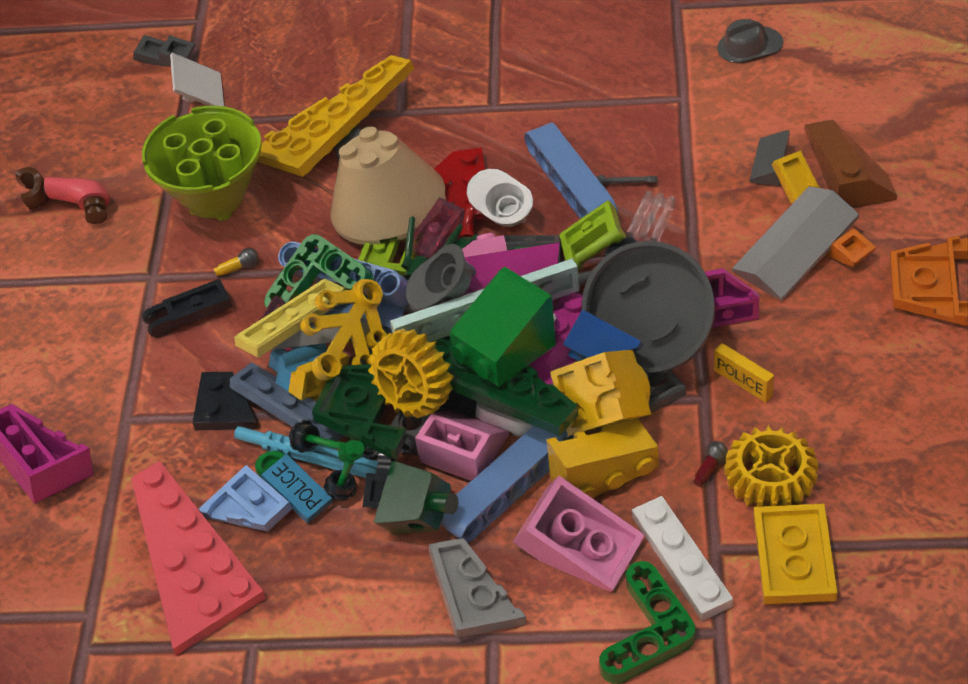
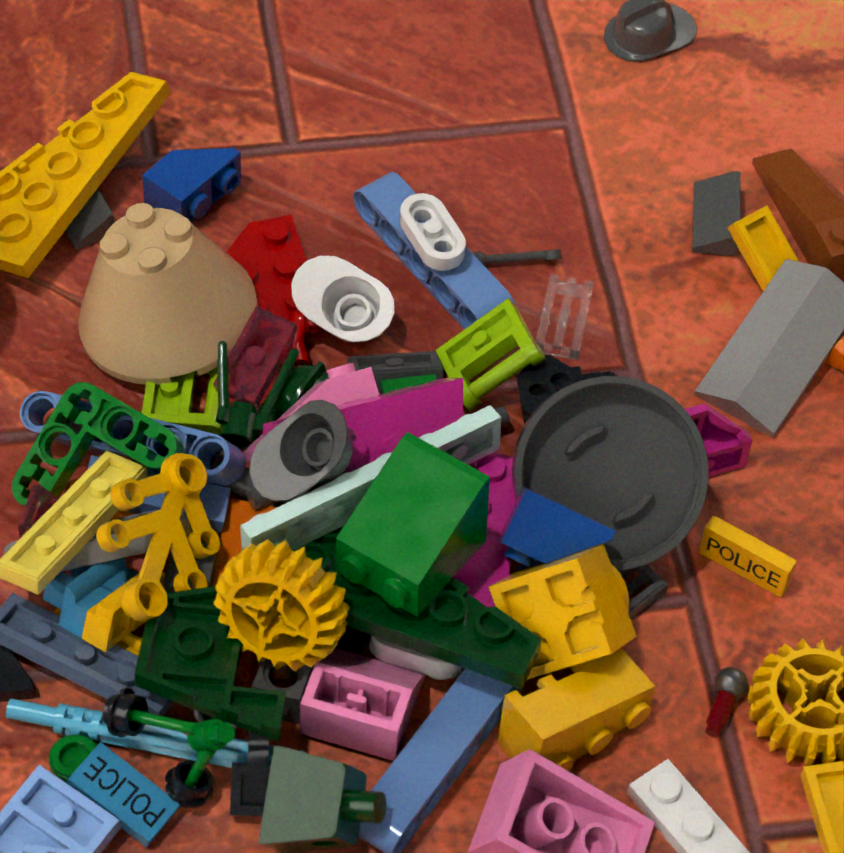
camera: 20 degrees left, 5 degrees up
(421, 123) = (192, 180): none -> blue slope
(566, 157) = (439, 238): none -> white plate

